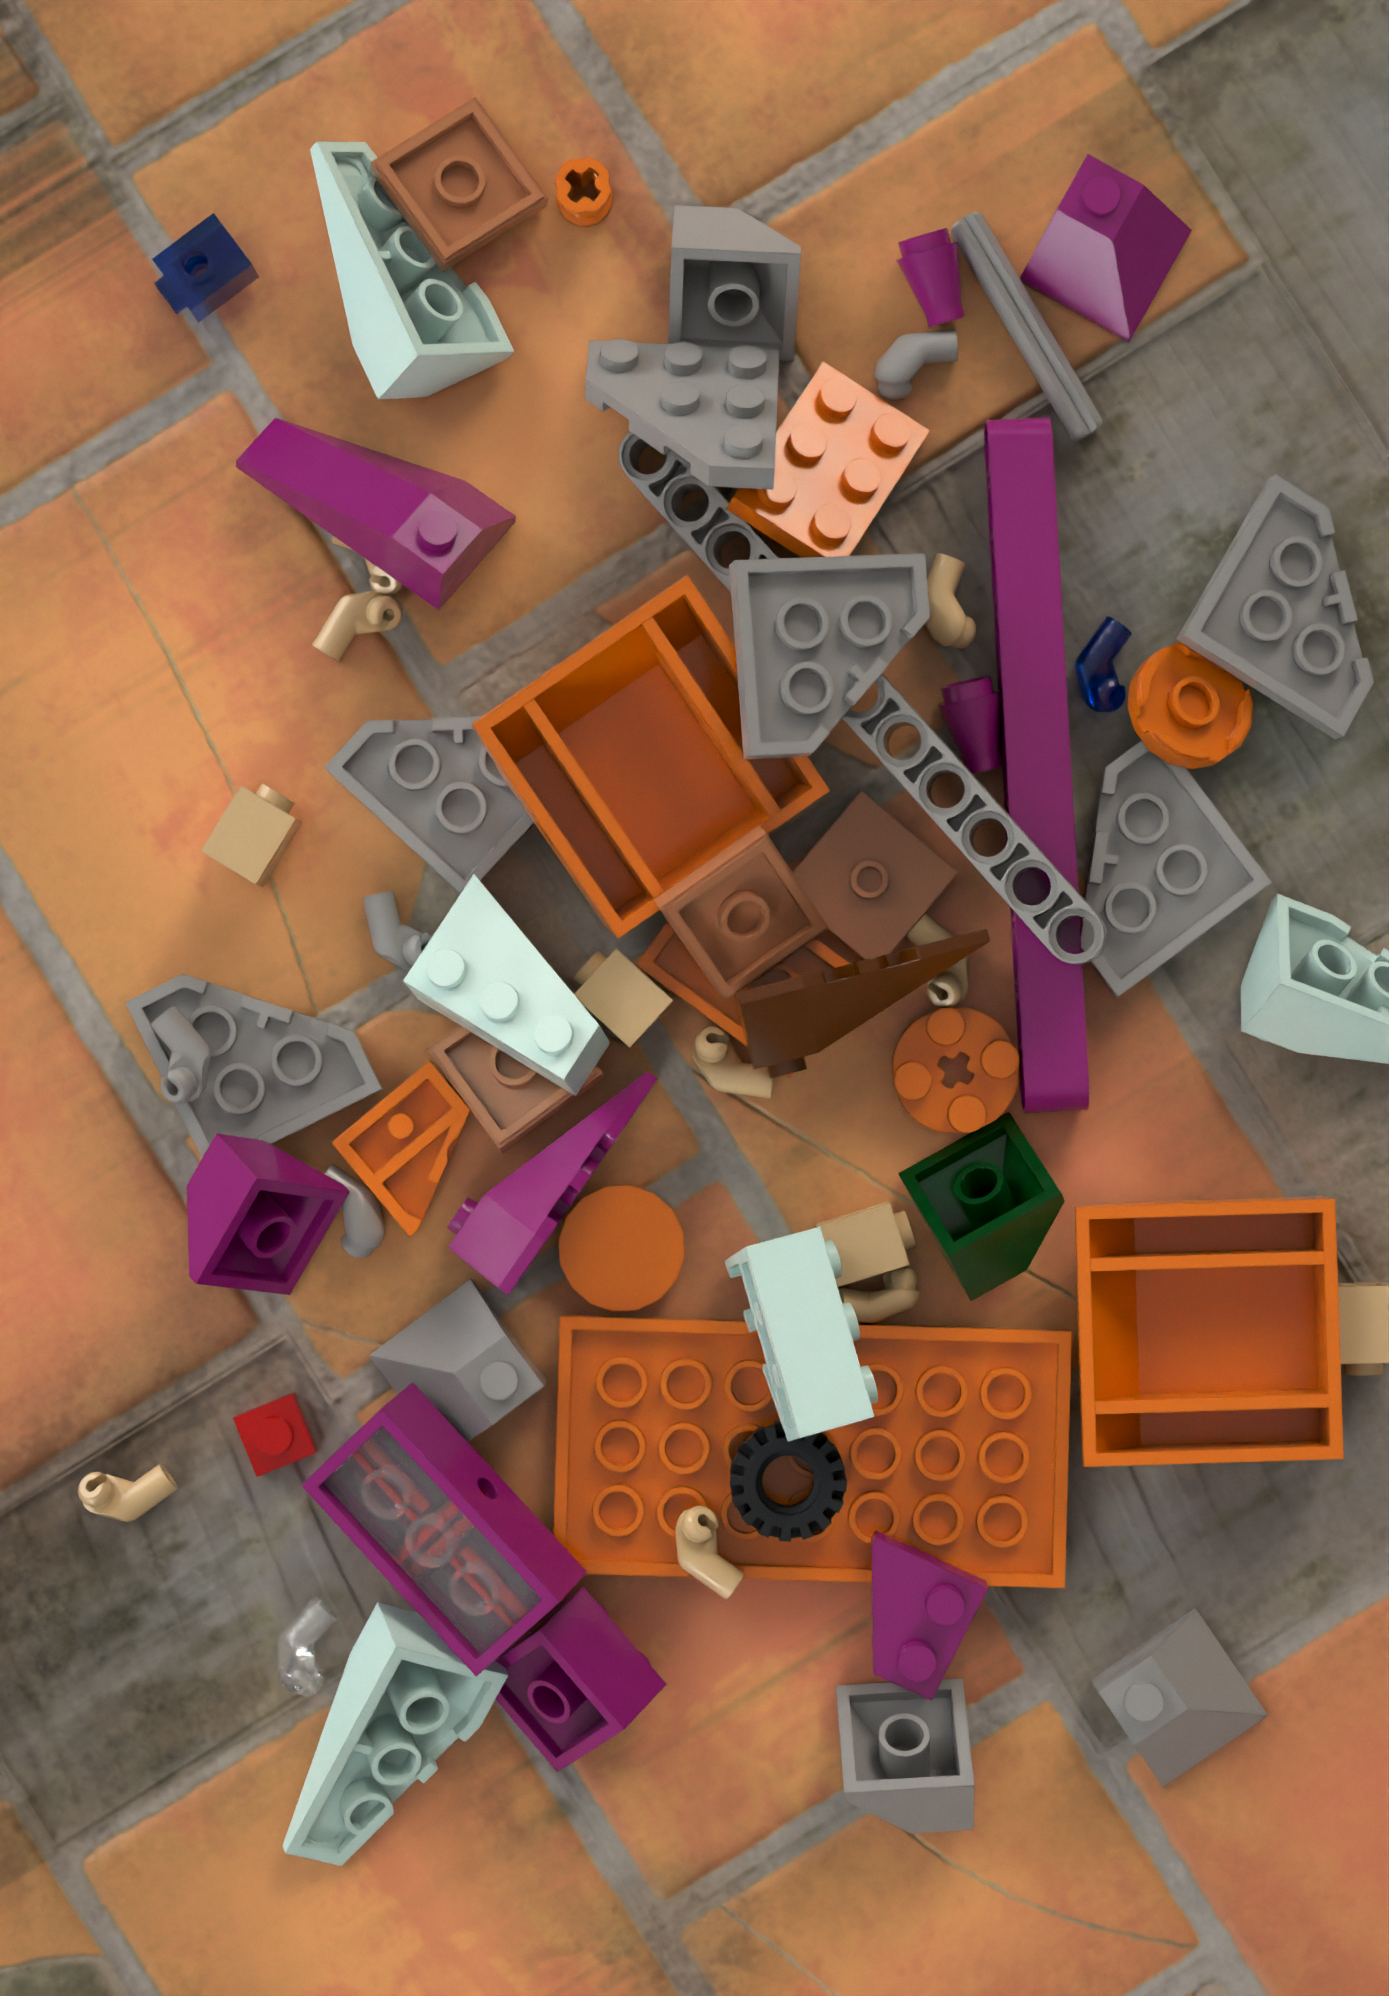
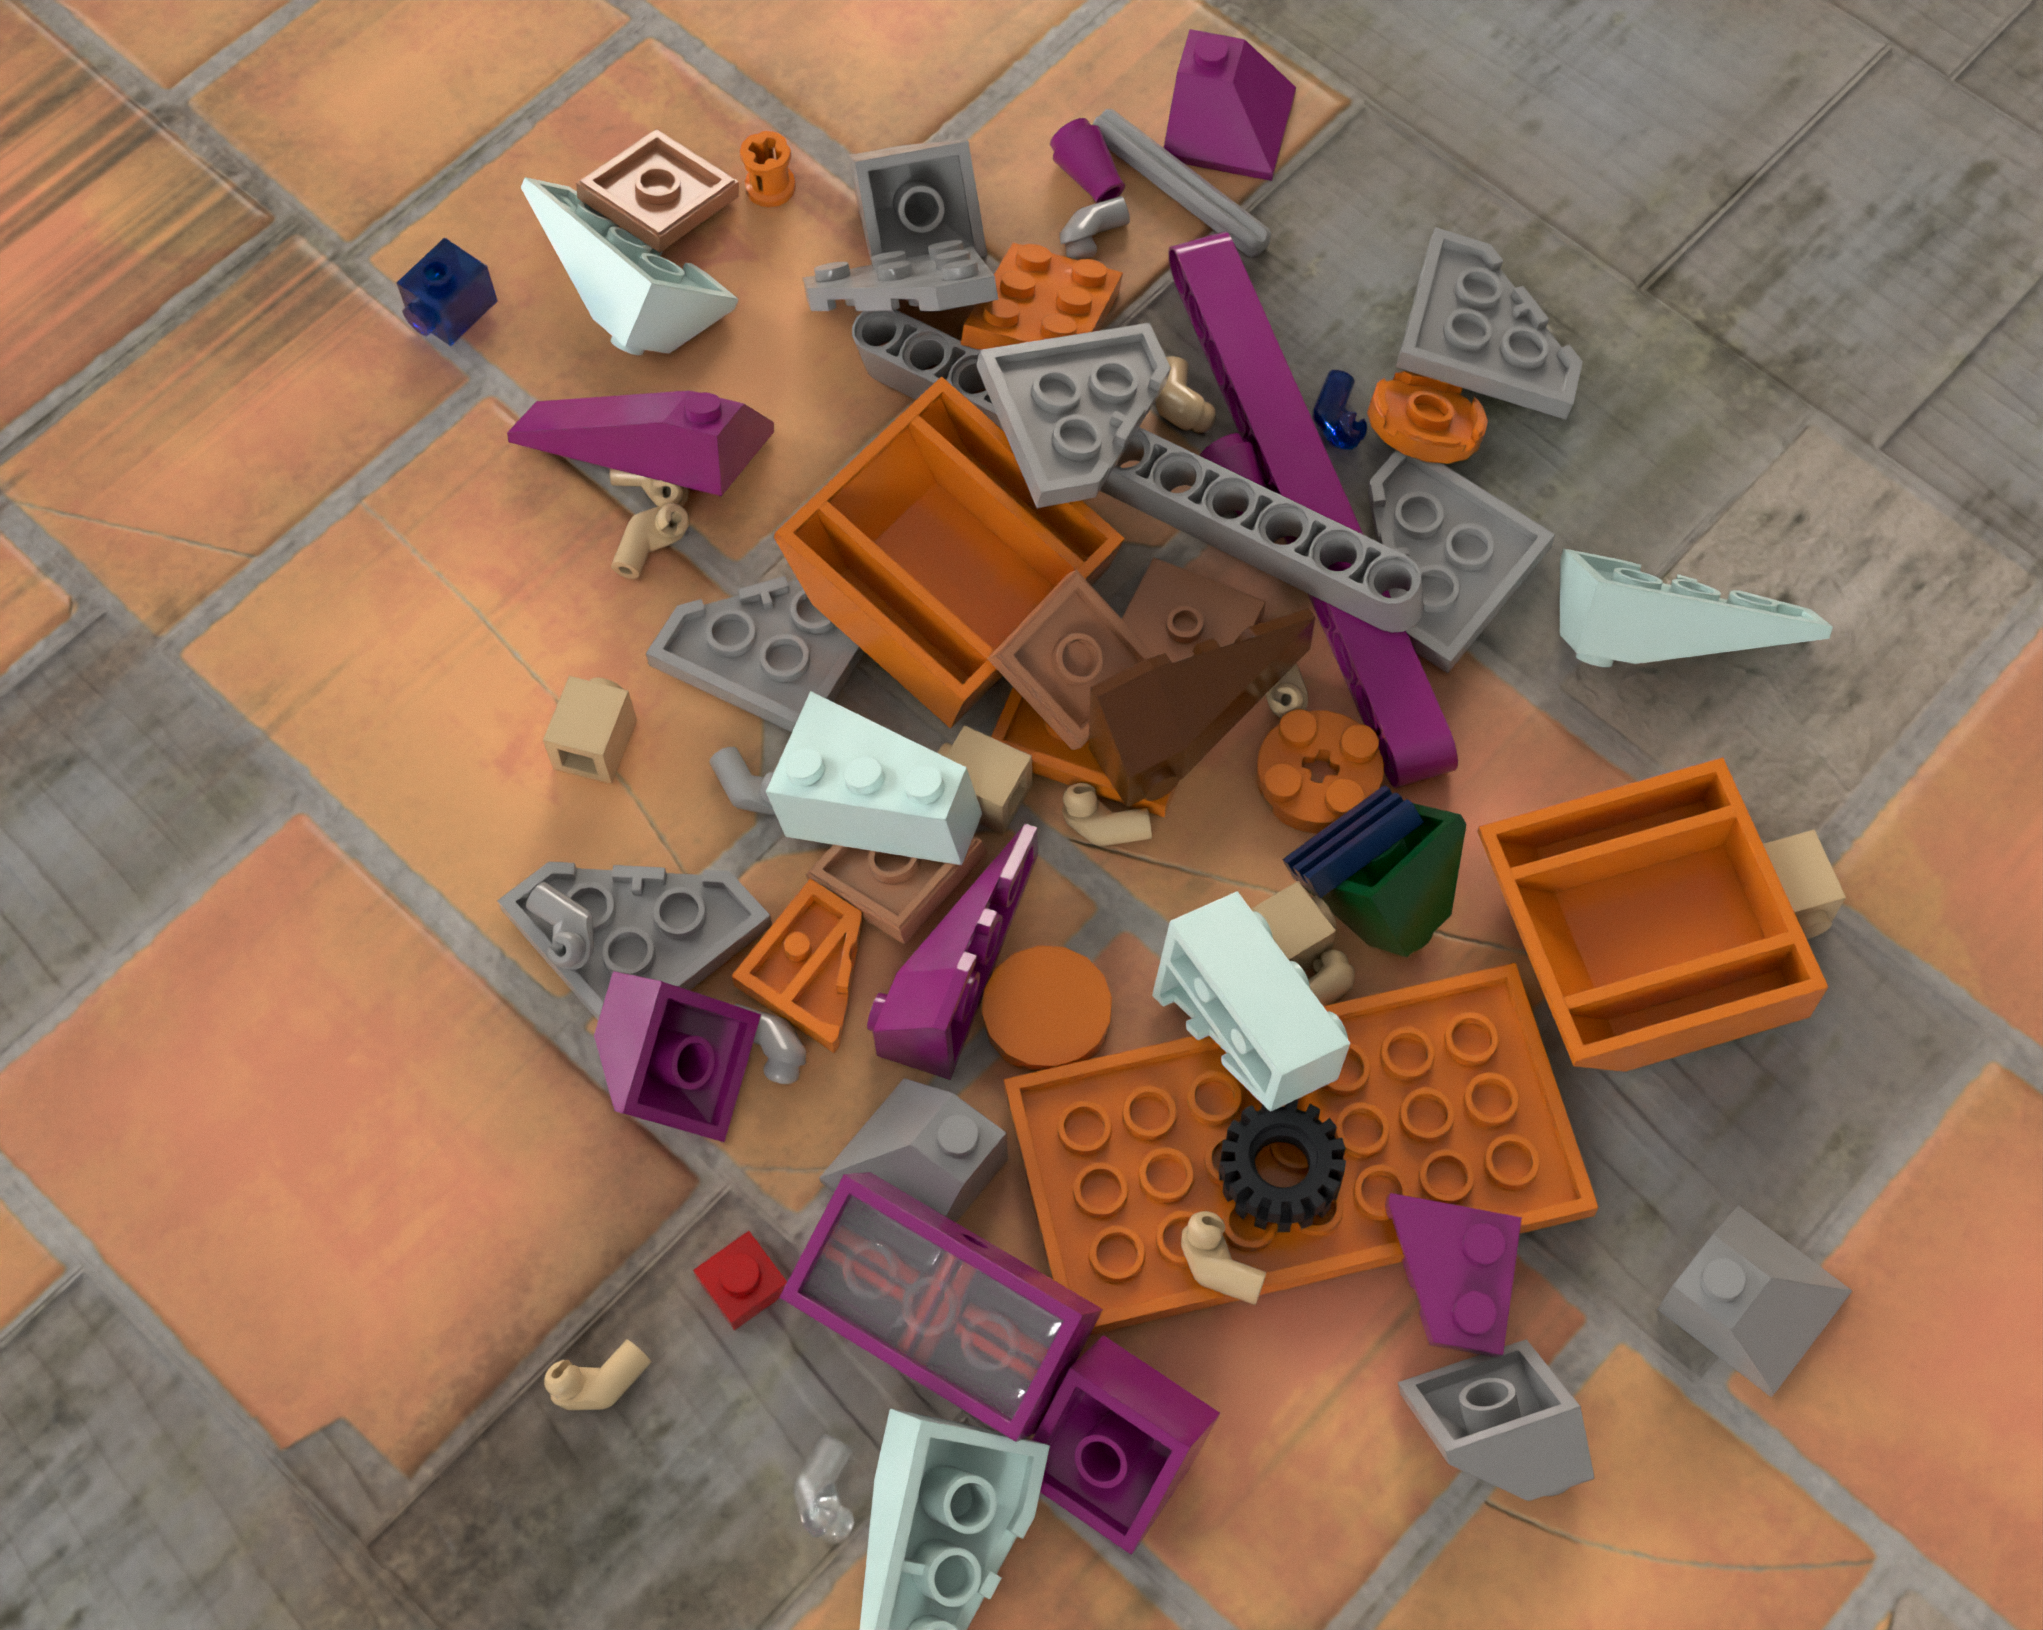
camera: 10 degrees left, 25 degrees down
(954, 1161) = (1352, 841): none -> dark blue tile

